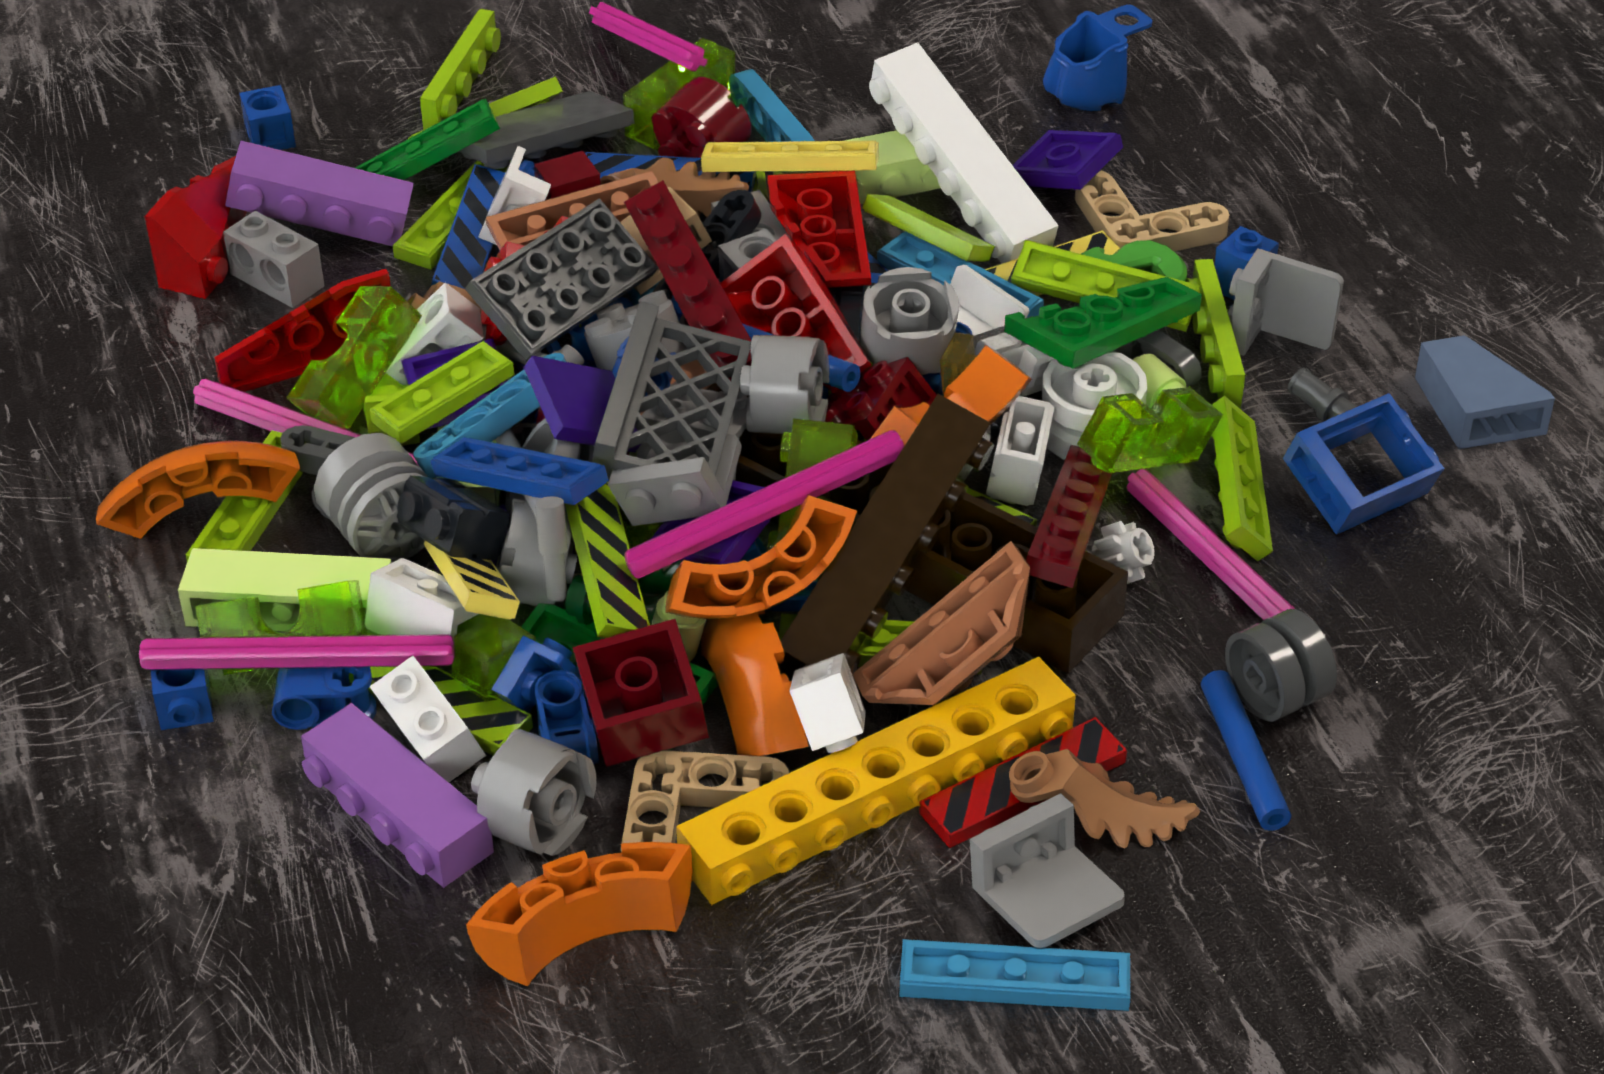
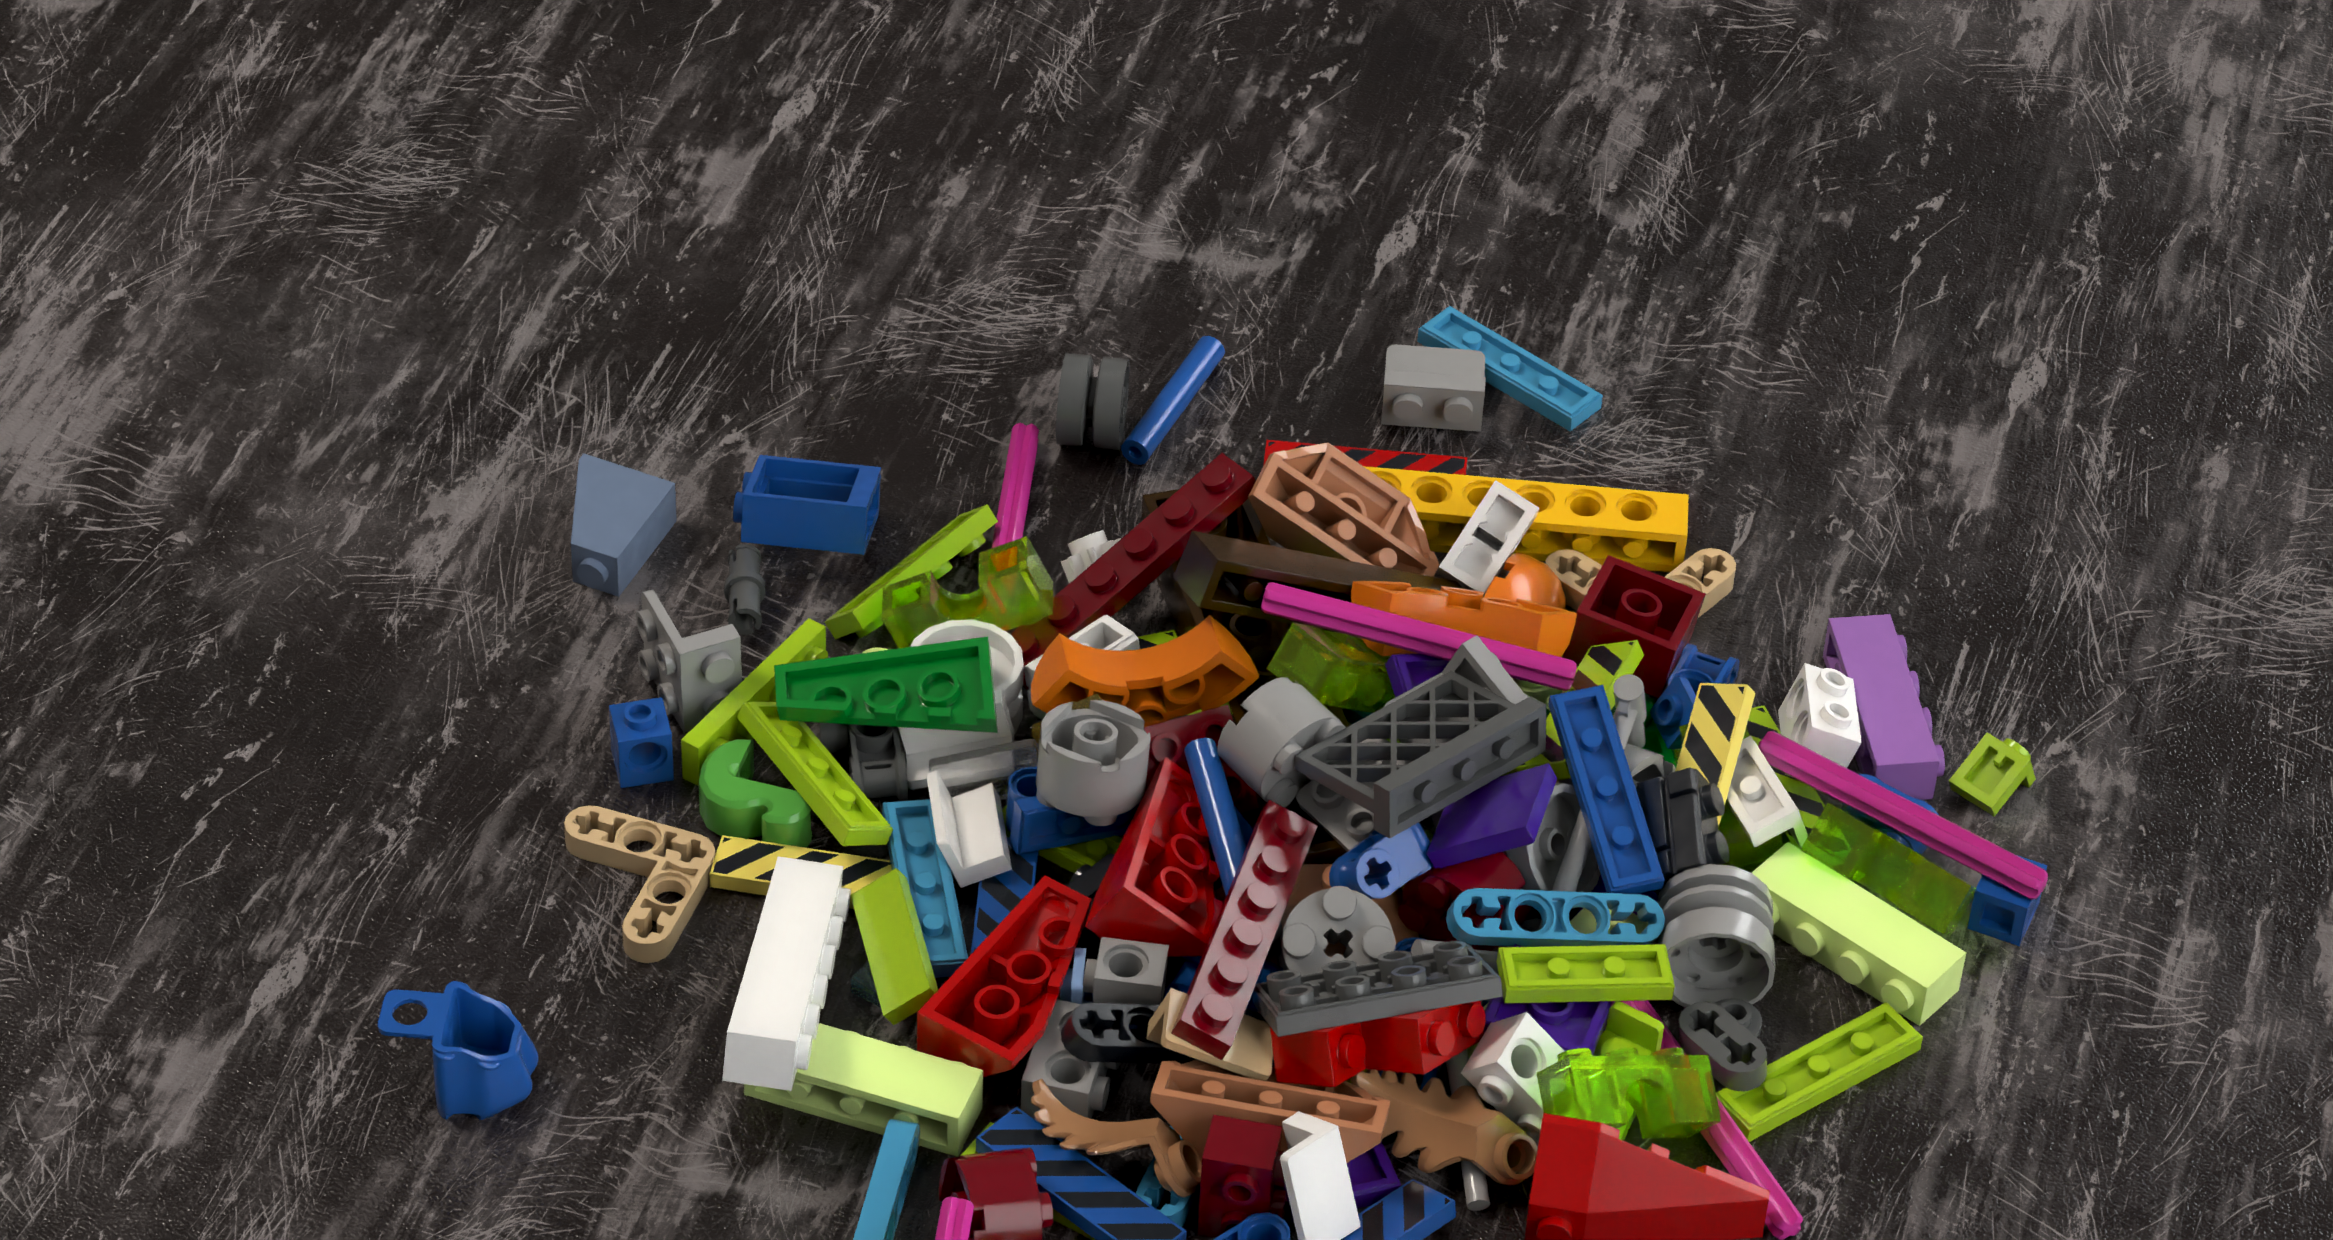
camera: 145 degrees left, 0 degrees up
(218, 466) = (1878, 1062): orange brick -> none
(255, 797) = (1993, 773): none -> lime bracket
(534, 792) = (1776, 620): light grey brick -> none
(580, 902) = (1824, 554): orange brick -> none
(790, 156) = (961, 1073): light yellow tile -> none
(1067, 158) = (643, 970): dark purple tile -> none
(1097, 800) = (1314, 416): medium nougat plant -> none

